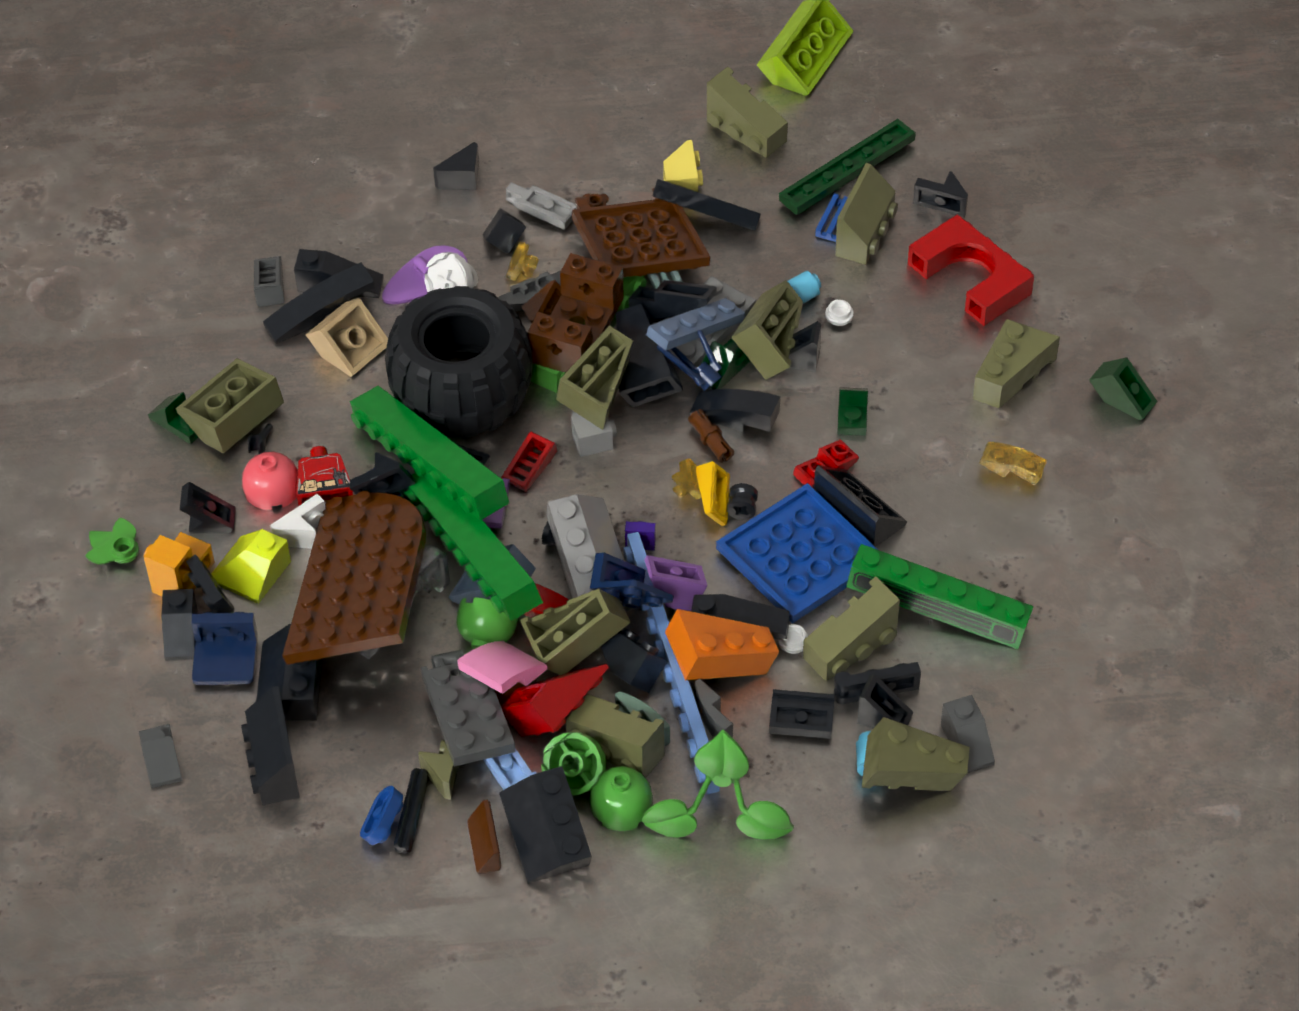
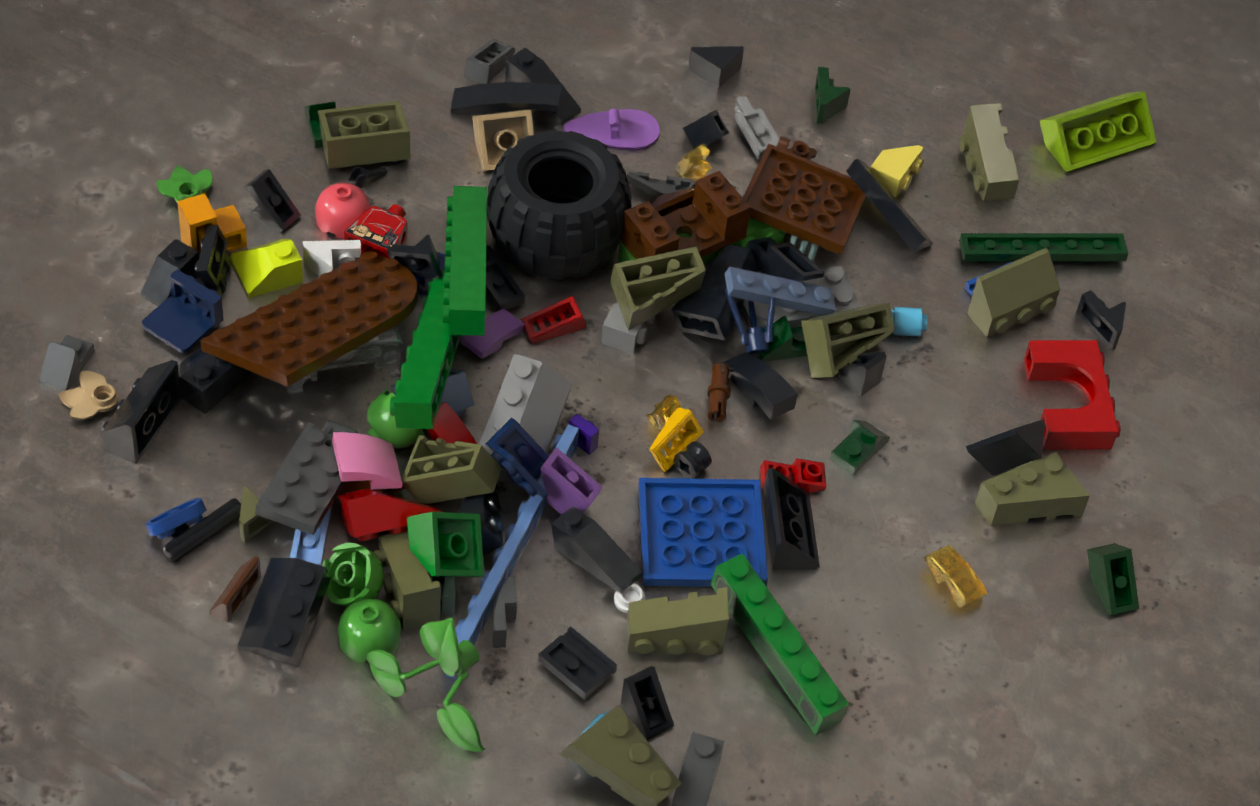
camera: 30 degrees right, 0 degrees up
(205, 768) = (87, 399): none -> tan plate
(448, 271) = (623, 139): white tile -> none
(572, 145) = (828, 97): none -> dark green slope
(633, 686) = (447, 543): none -> green slope
(719, 646) = (554, 562): orange wedge -> none
(839, 313) = (922, 361): white plate -> none
(899, 679) = (675, 685): black plate -> none
(969, 336) = (1010, 448): none -> black slope

